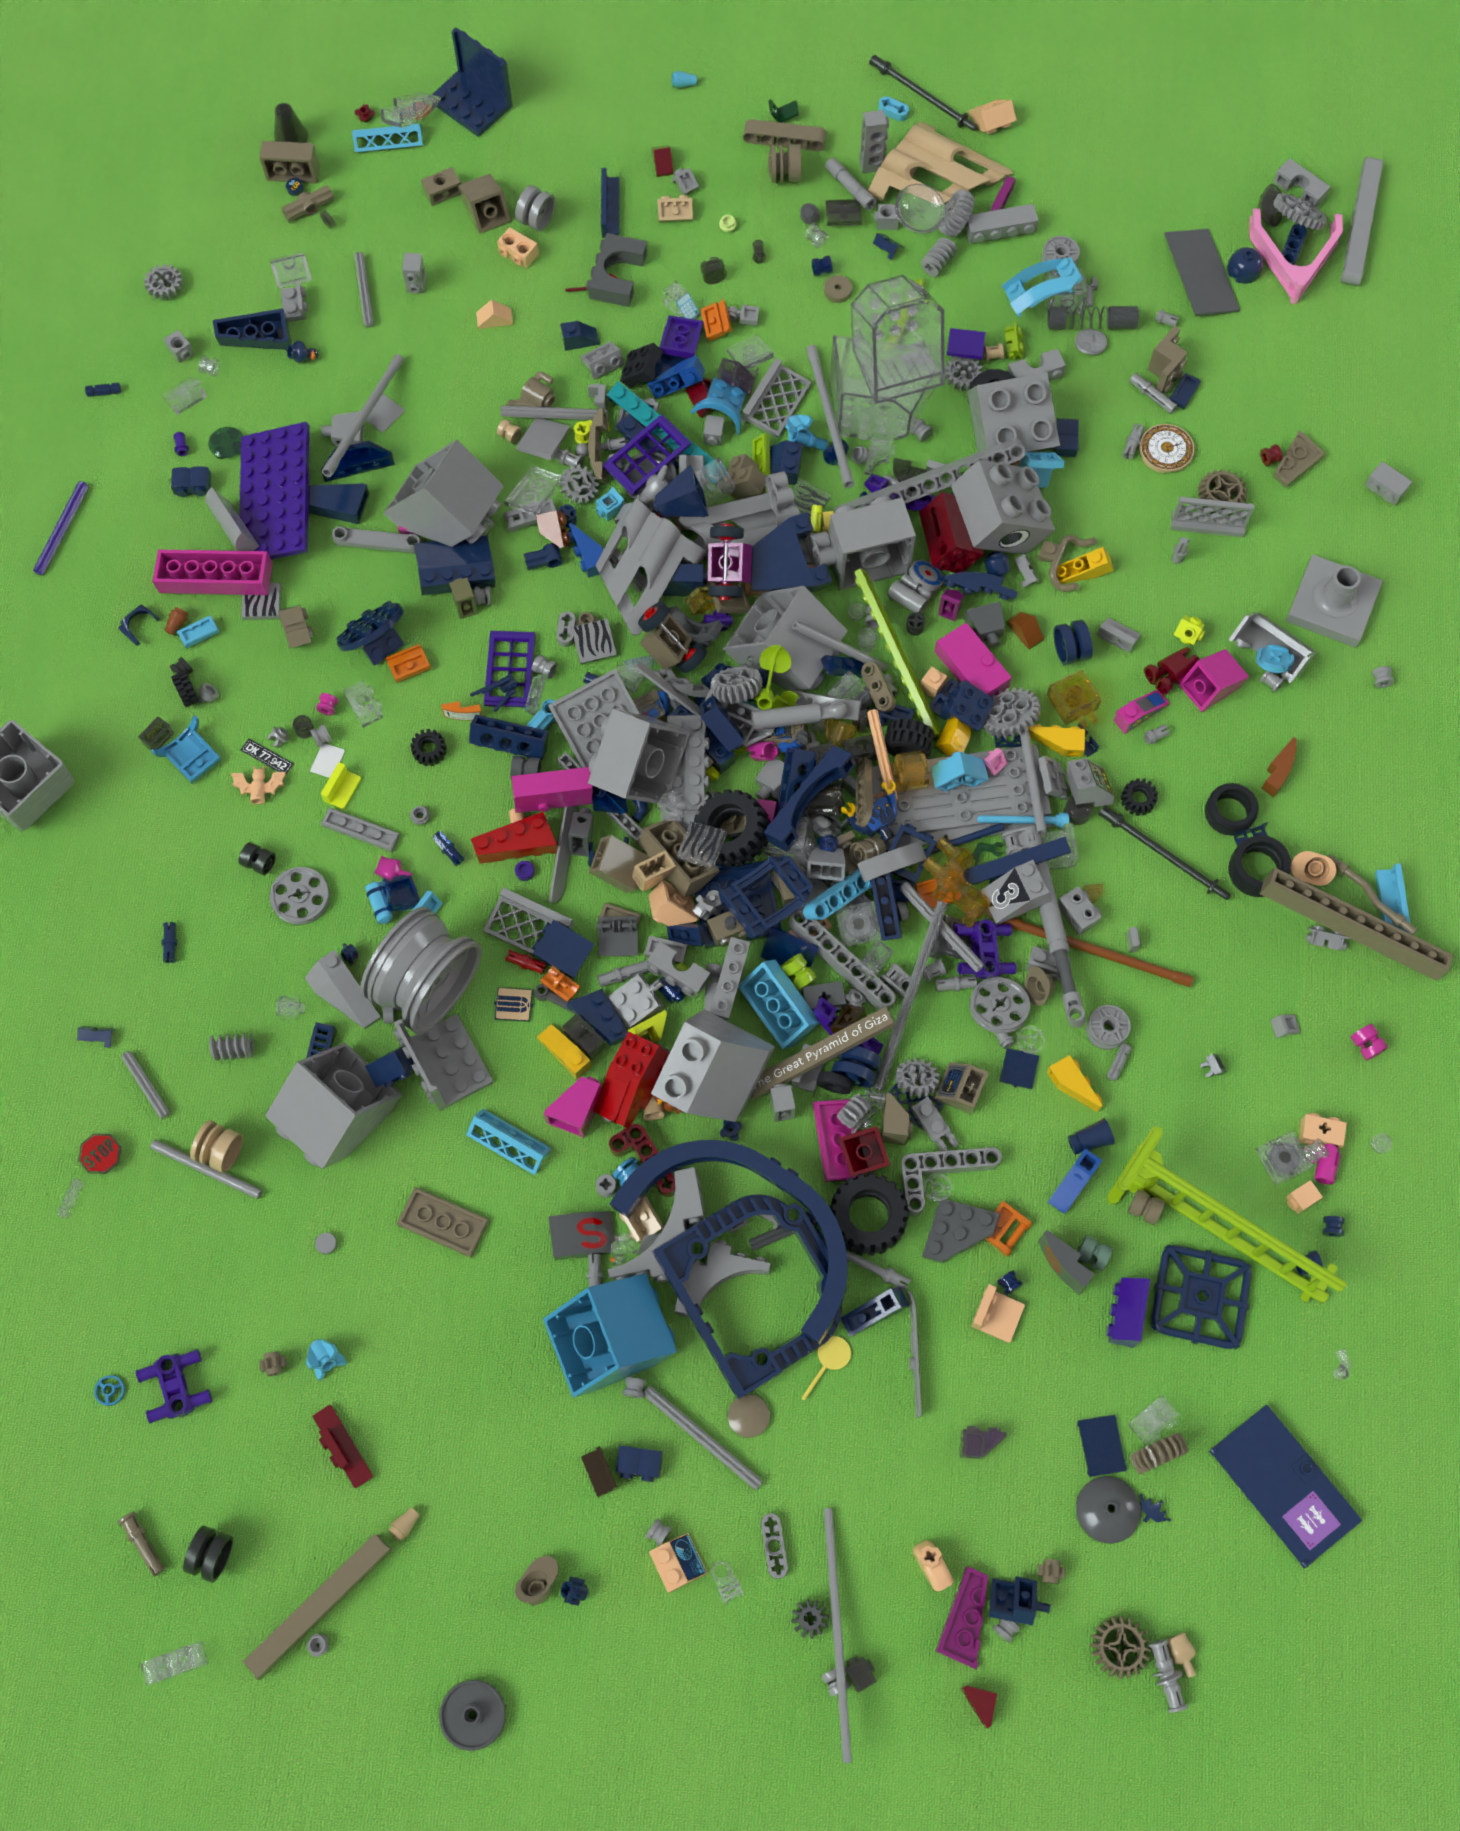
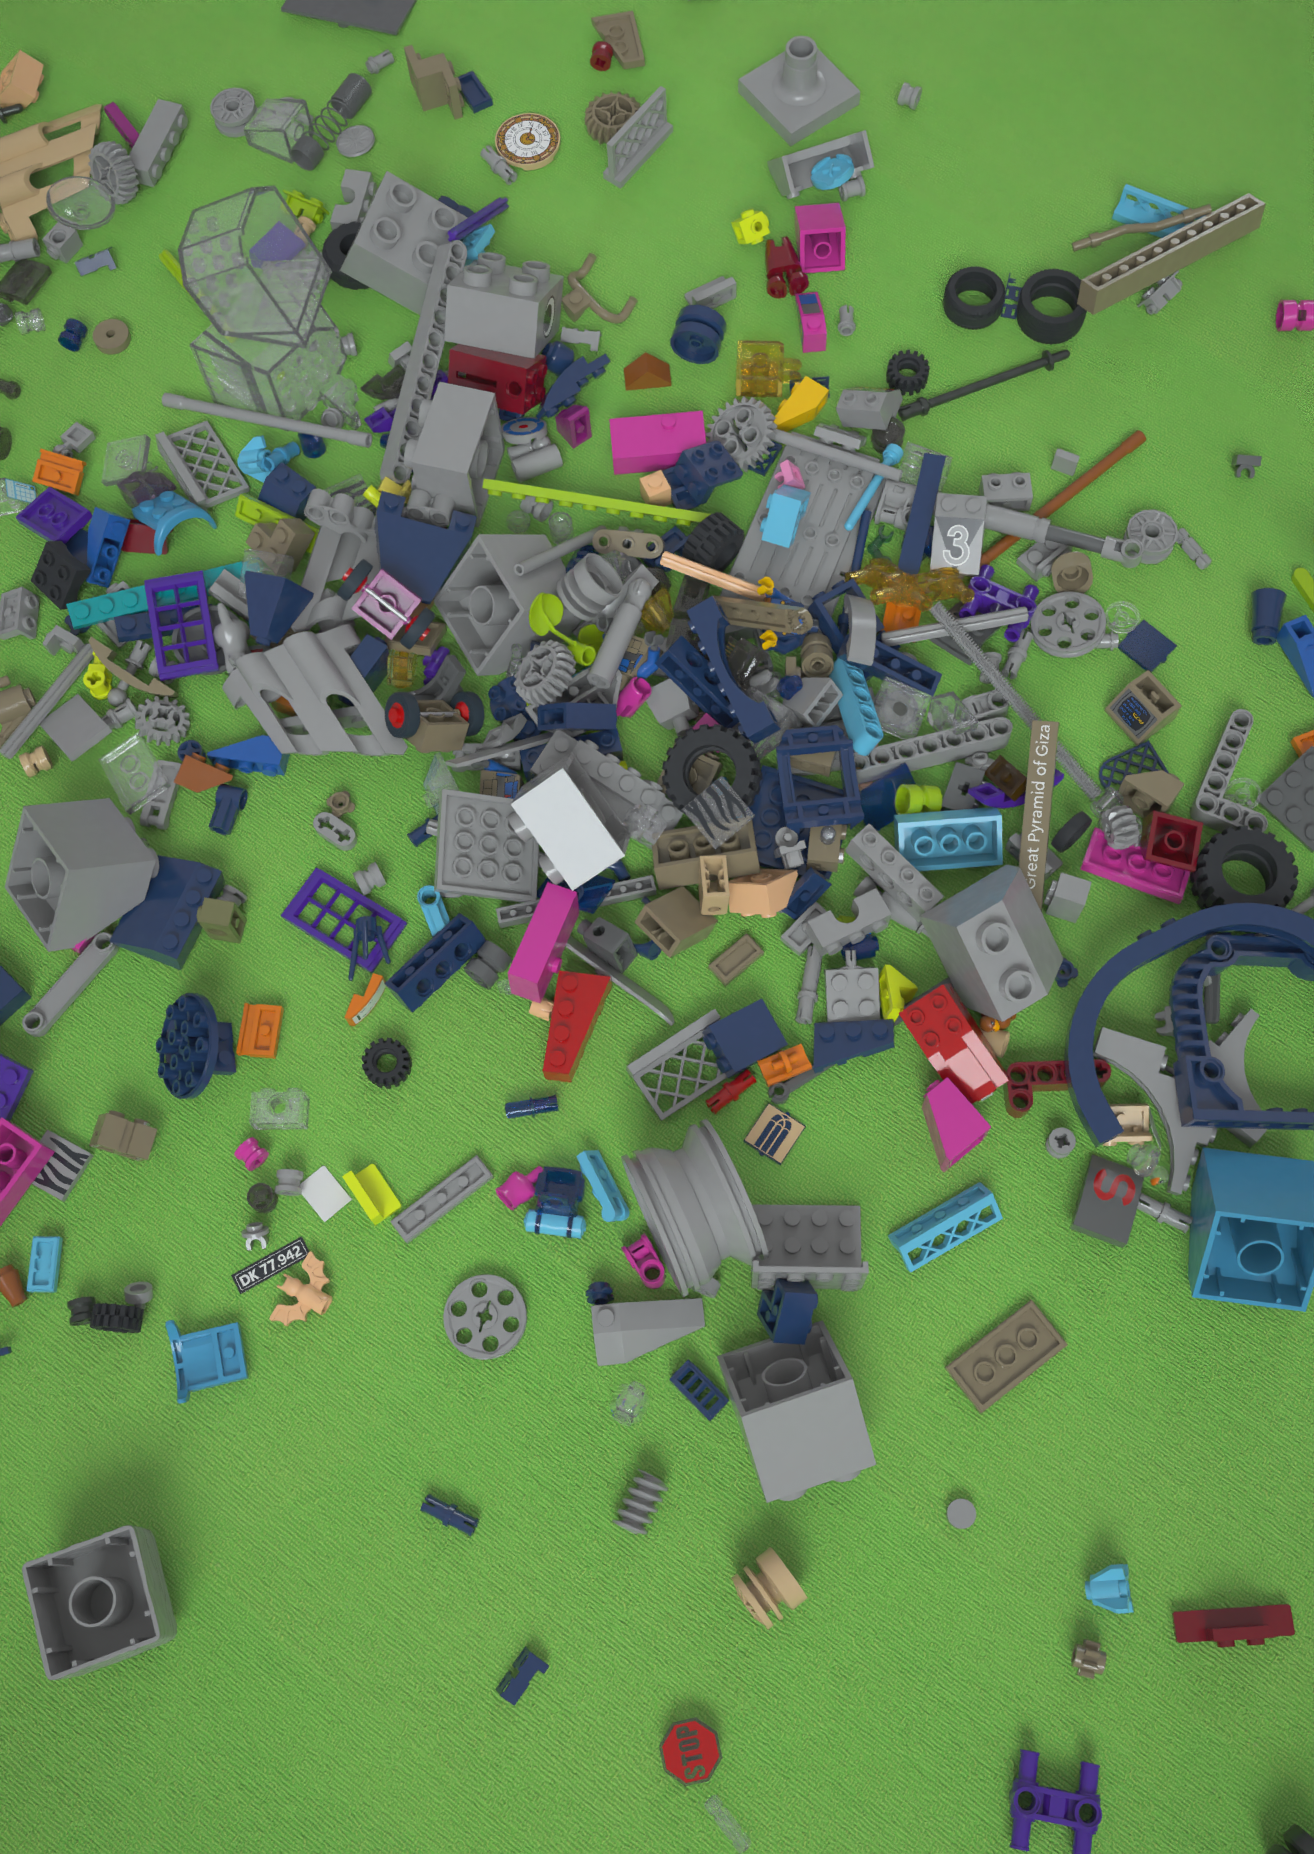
camera: 55 degrees left, 0 degrees up
(145, 1085) = (626, 1643): light grey axle -> none
(156, 734) = (152, 1389): clear smoke piece -> none
(206, 1169) = (763, 1634): light grey piece -> none
(258, 859) = (398, 1350): pearl dark grey wheel -> none
(420, 810) = (465, 1111): light grey plate -> none
(524, 870) = (613, 1034): dark purple tile -> none
(535, 694) = (399, 903): clear slope -> none
(565, 1051) = (868, 1104): yellow slope -> none
(583, 1036) = (866, 1071): clear smoke brick -> none
(593, 641) = (373, 808): light grey tile -> none
(609, 504) = (210, 701): medium azure window -> none
(618, 936) = (760, 970): dark grey hinge -> none
(625, 1170) = (1059, 1108): dark azure wheel -> none
(713, 430) = (195, 546): light grey brick -> none
(816, 676) = (589, 587): none -> light grey wheel
(858, 1066) = (1070, 797): dark blue wheel -> none
(911, 771) = (756, 556): clear yellow brick -> none
(916, 619) = (569, 467): pearl dark grey wheel -> none
(927, 1077) = (1118, 751): light grey gear -> none
(933, 1123) = (1170, 759): light grey hinge -> none
(938, 256) = (149, 220): light grey piece -> none
(954, 737) = (734, 502): yellow slope -> none
(987, 622) = (617, 401): dark grey torso -> none
(1021, 299) = (266, 169): medium azure wedge -> none
(1066, 452) = (478, 219): none -> dark purple axle
(1070, 1080) = (1190, 602): yellow slope -> none
(1085, 567) = (615, 279): yellow slope -> none
(1094, 891) = (986, 468): clear yellow tile -> none
(1153, 393) = (456, 118): light grey pin -> none
(1180, 550) = (657, 185): light grey axle -> none
(1280, 768) = (954, 232): dark orange slope -> none
(1285, 1025) = (1234, 381): light grey slope -> none
(1313, 868) = (1085, 258): light nougat piece -> none

